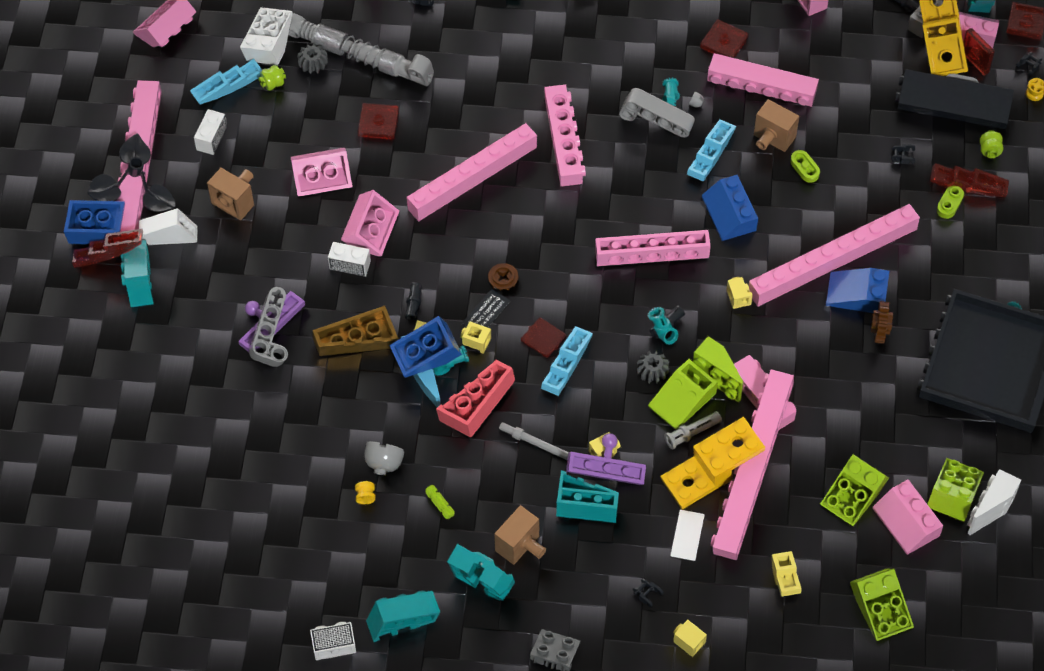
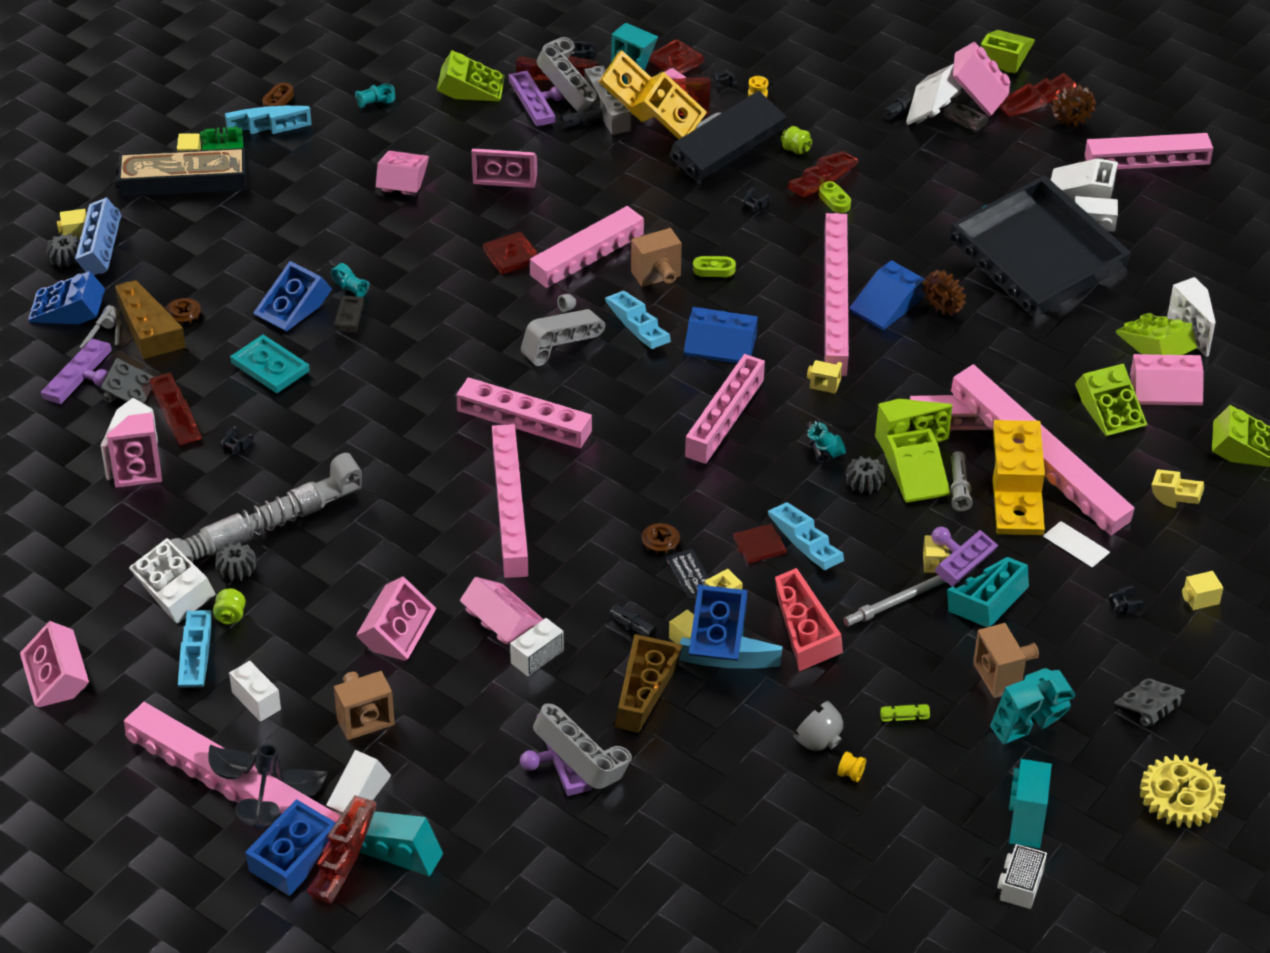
camera: 60 degrees left, 15 degrees down
(378, 121) = (368, 548): clear red plate -> none
(671, 93) = (537, 311): teal connector -> none

